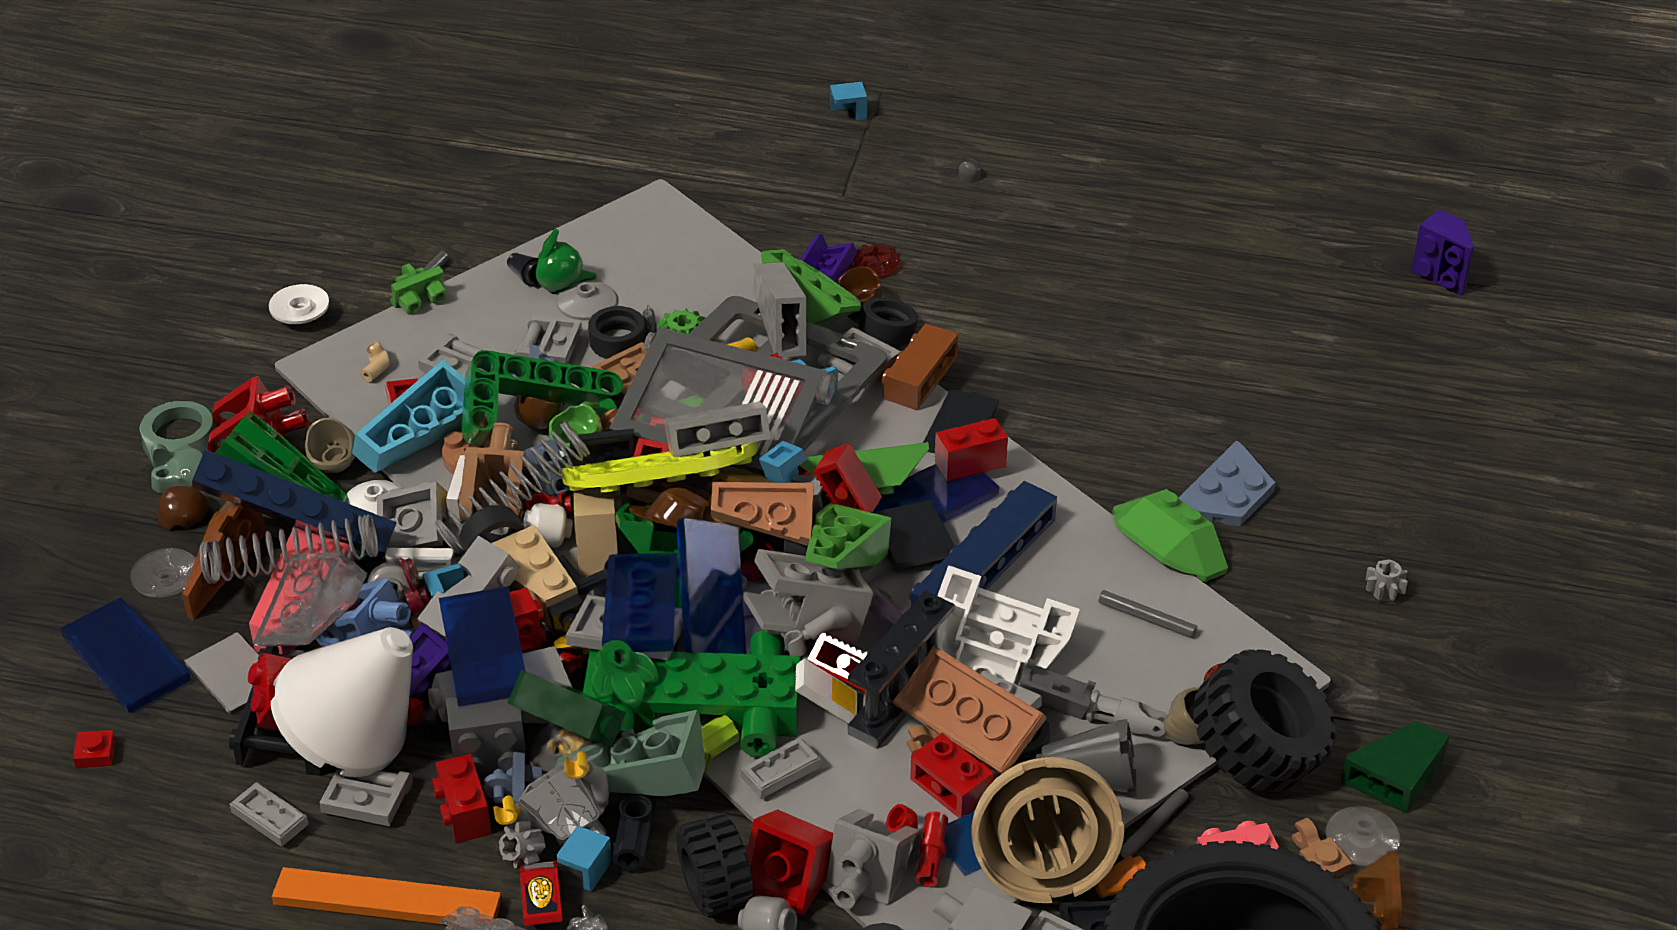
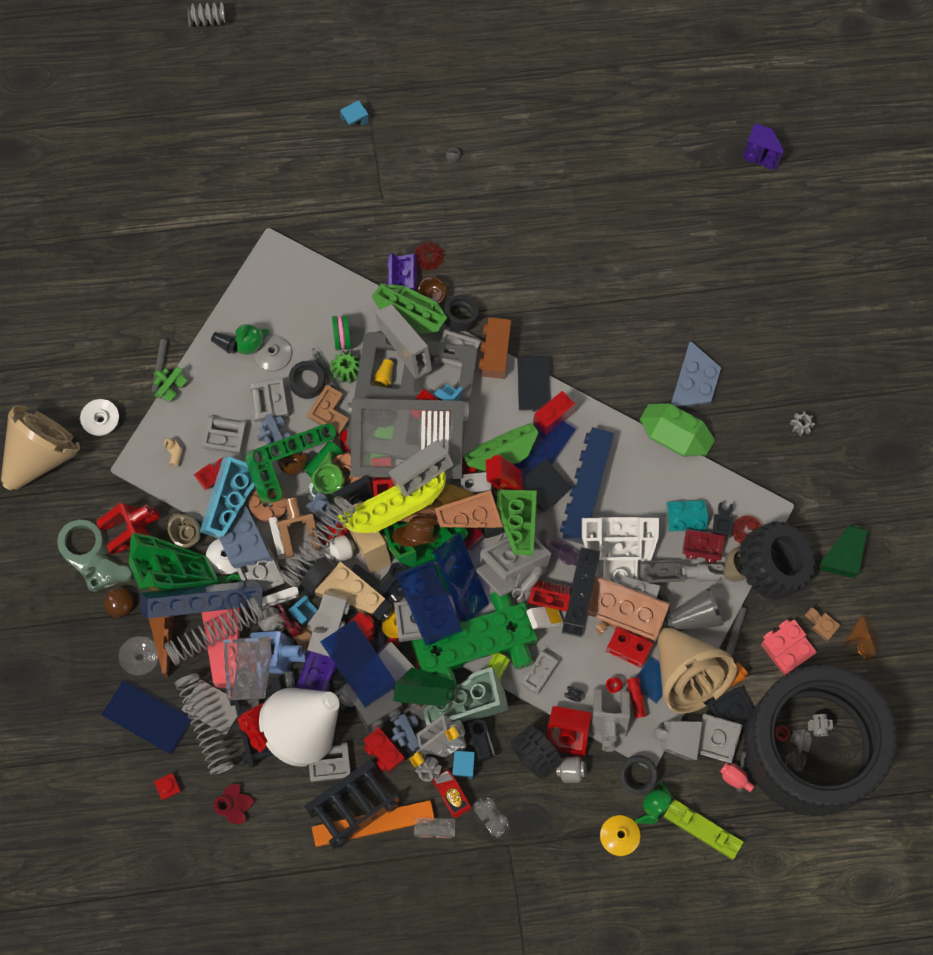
camera: 25 degrees left, 30 degrees up
(177, 299) = (33, 447): none -> tan cone
(178, 801) = (236, 803): none -> dark red plate
(203, 731) = (185, 681): none -> light grey piece
(269, 814) = (285, 796): light grey plate -> none
(363, 829) = (334, 795): none -> black fence
(414, 470) = (244, 541): none -> sand blue wing
(623, 679) = (442, 656): green plate -> none
(696, 288) = (341, 332): none -> green head
(782, 462) = (465, 478): dark azure panel -> none
(823, 811) = (573, 694): none -> black bush
(1134, 638) = (687, 515): none -> teal bracket
(1145, 678) = (703, 545): none -> dark red bracket
(1147, 613) = (686, 494): dark grey bar -> none
(1193, 662) = (723, 523): none -> black plate
(1363, 834) = (834, 609): clear dish -> none

